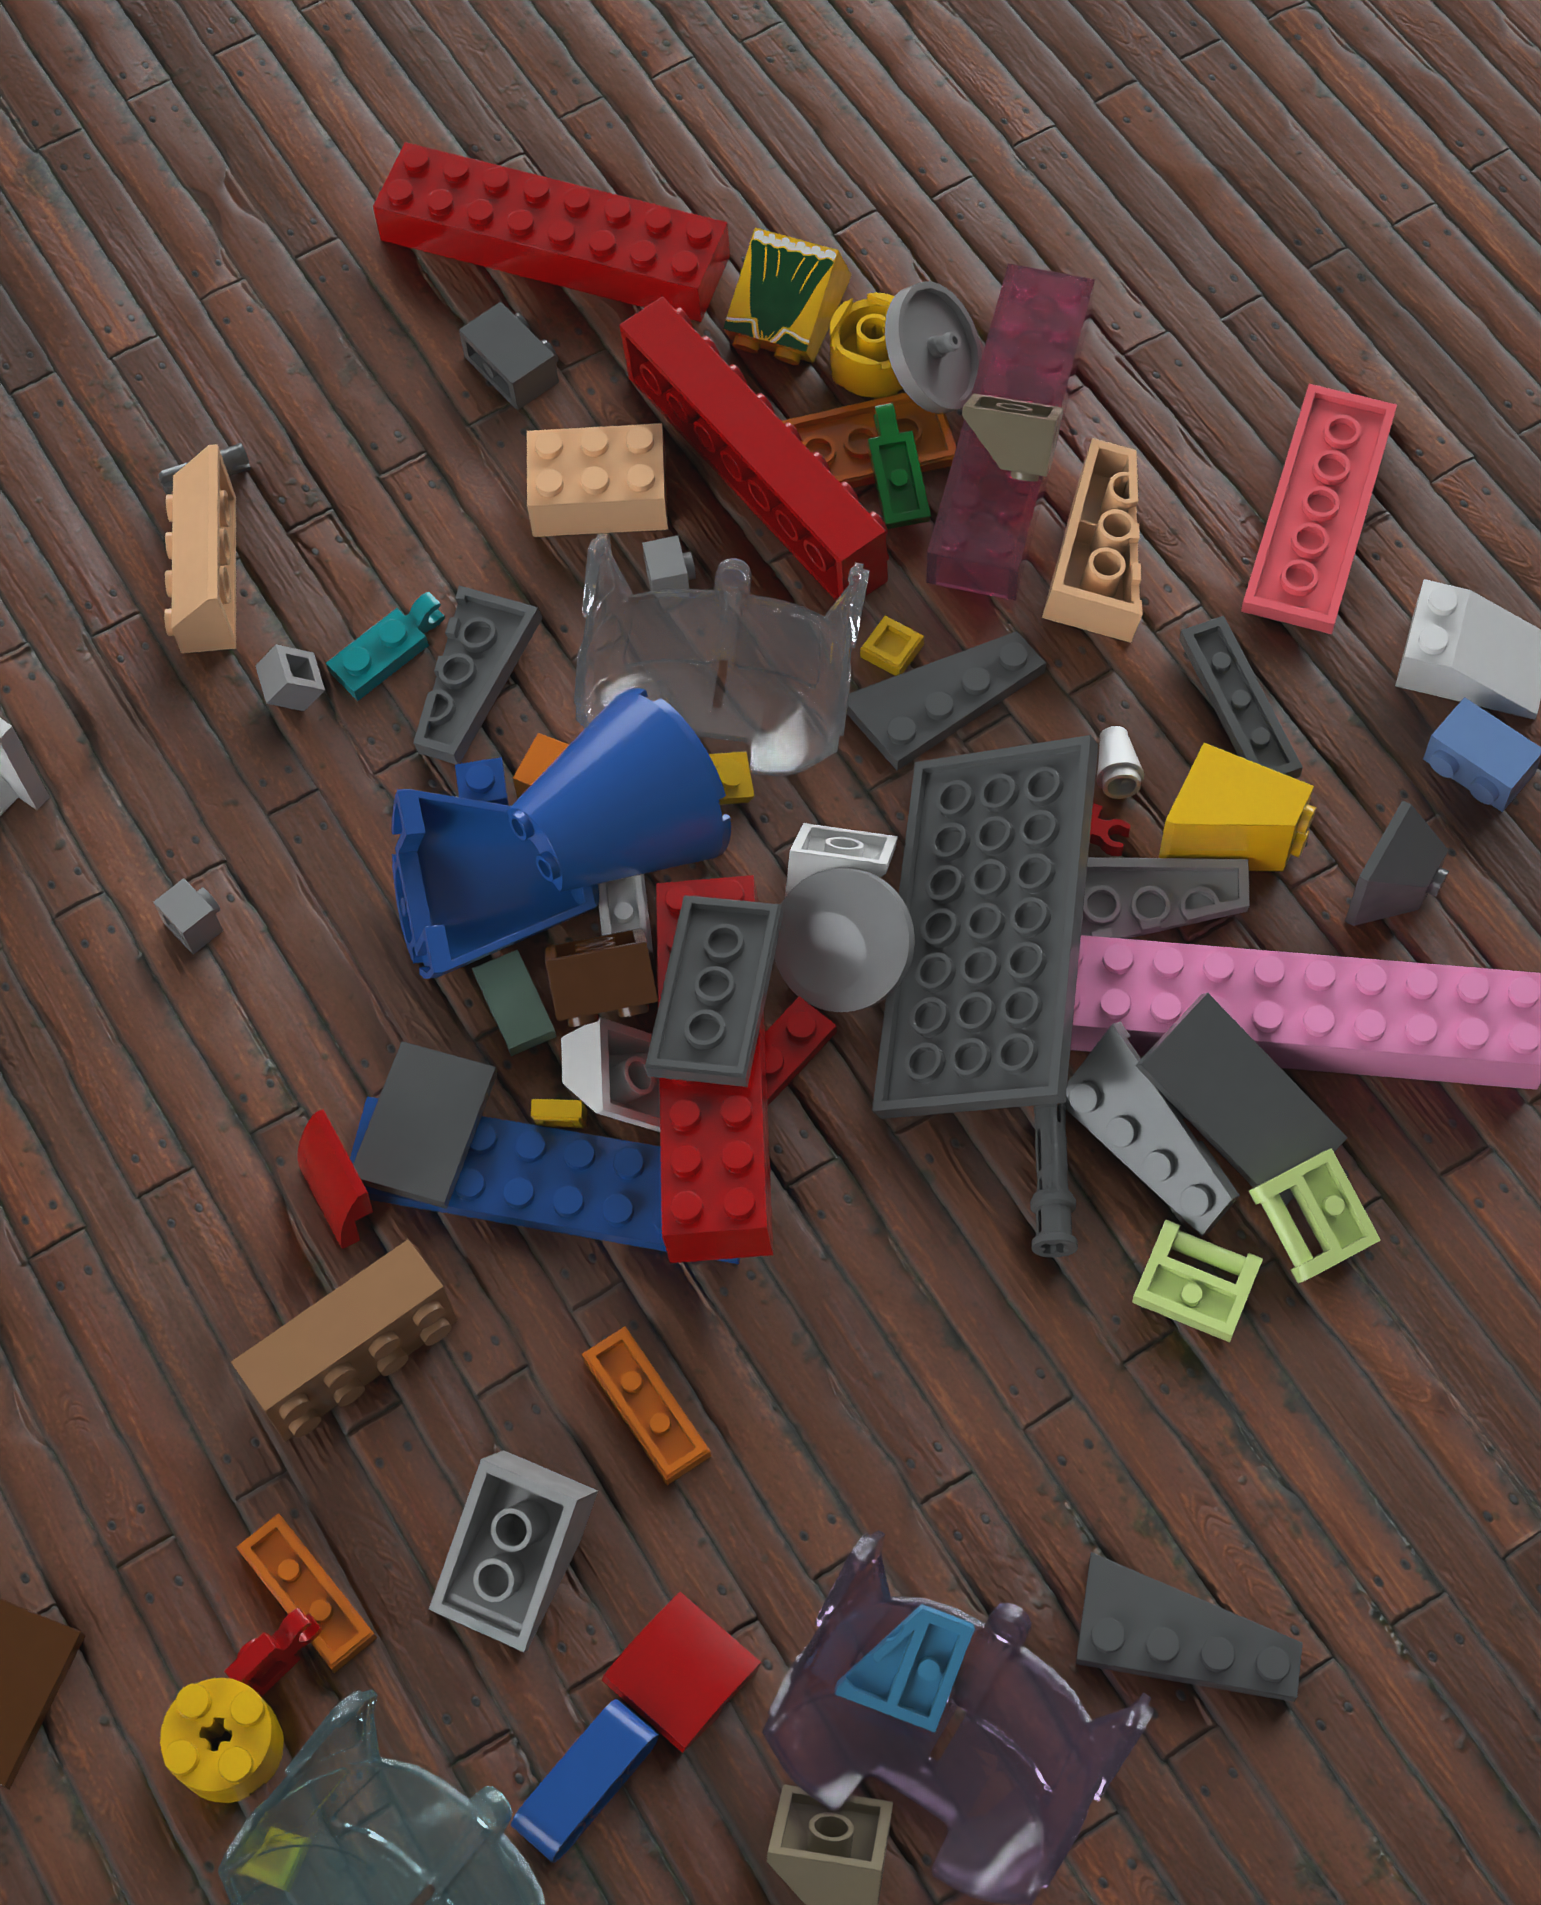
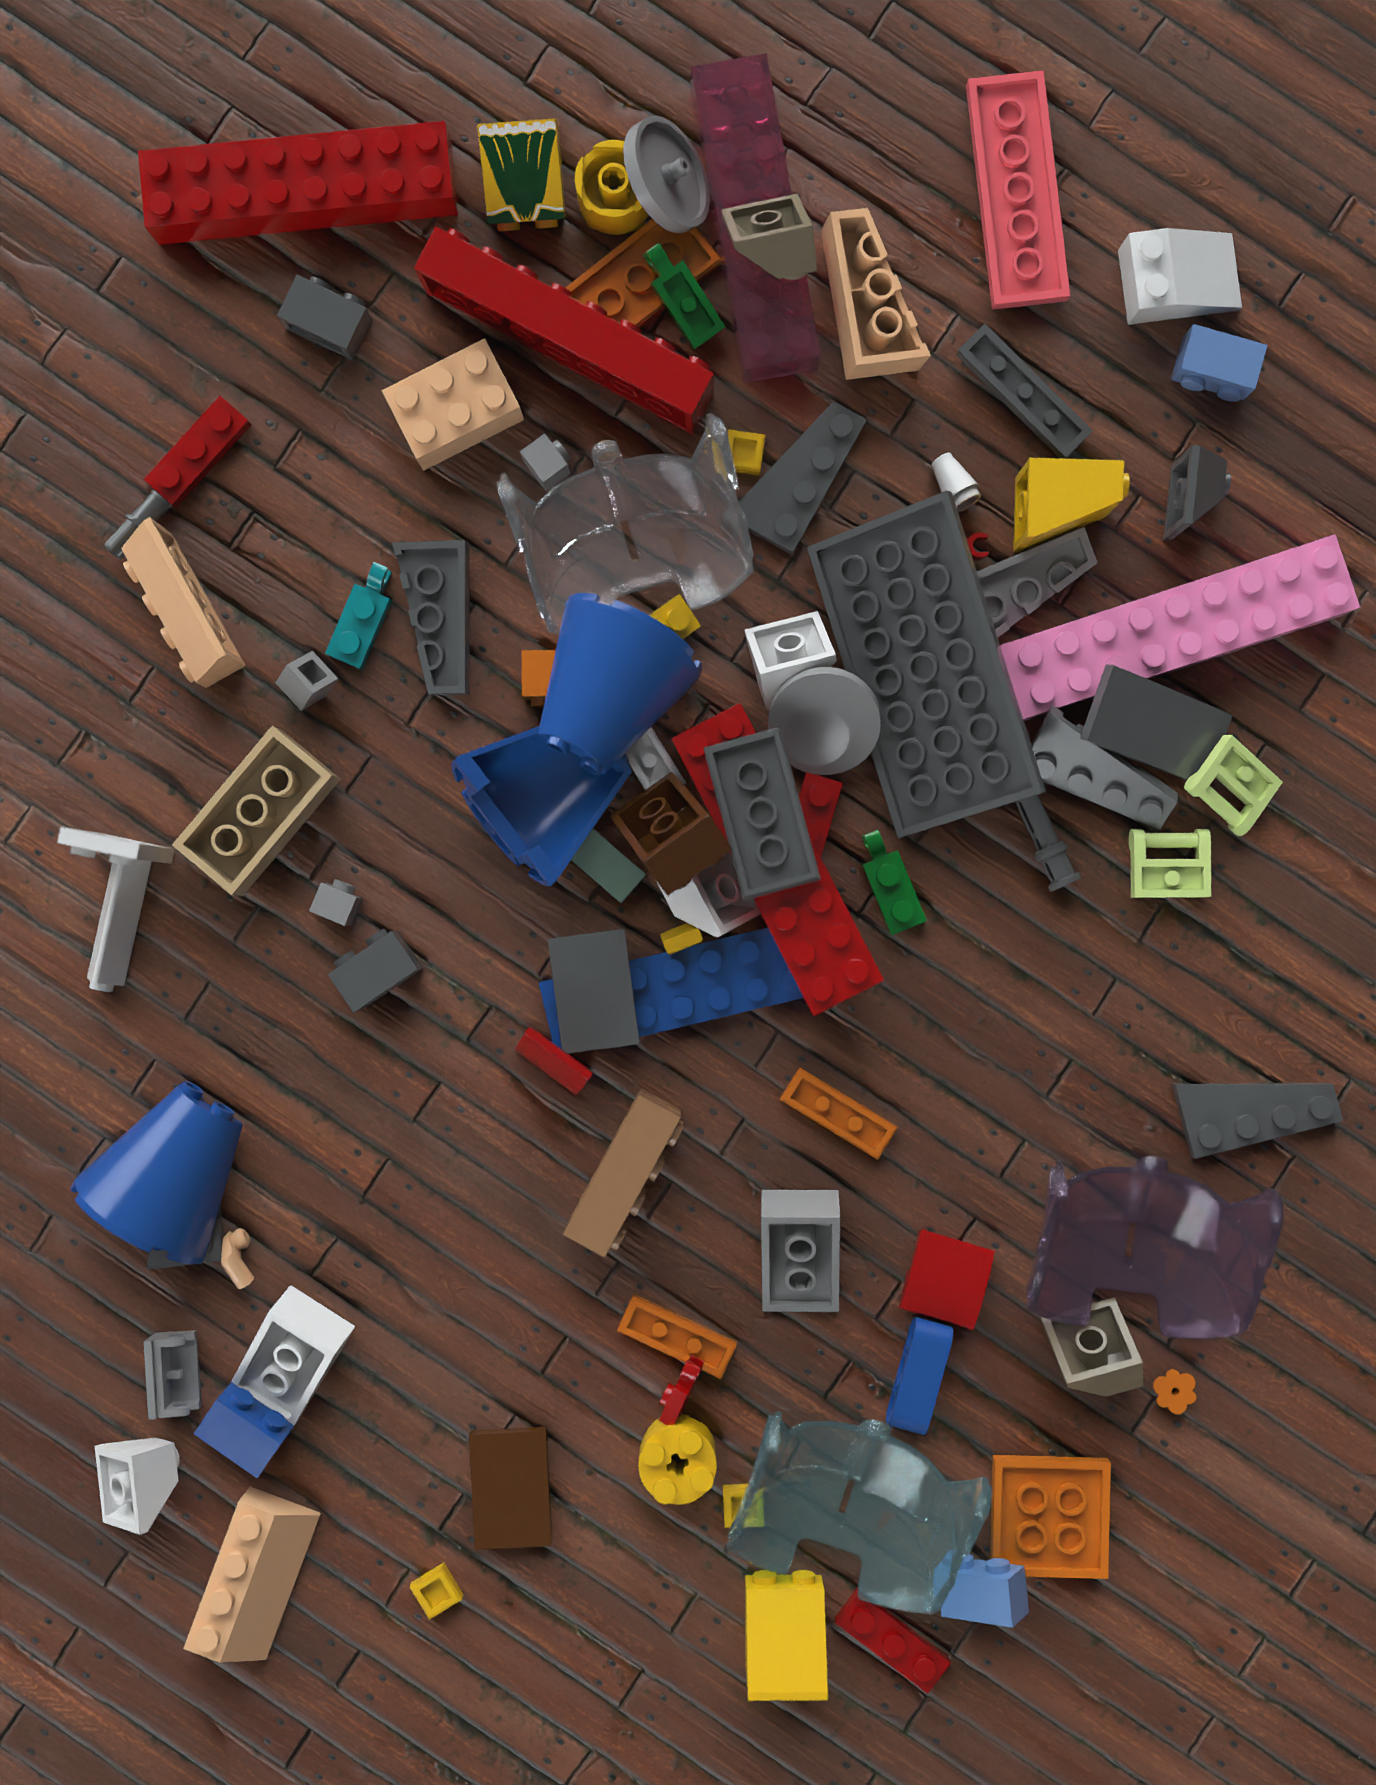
camera: 30 degrees left, 25 degrees up
(158, 782) = (256, 812): none -> tan brick
(189, 1003) = (374, 970): none -> dark grey brick
(307, 429) = (197, 451): none -> red plate
(482, 781) = (493, 702): blue plate -> none
(839, 1166) = (891, 886): none -> green plate
(911, 1668) = (1099, 1219): dark azure wing -> none

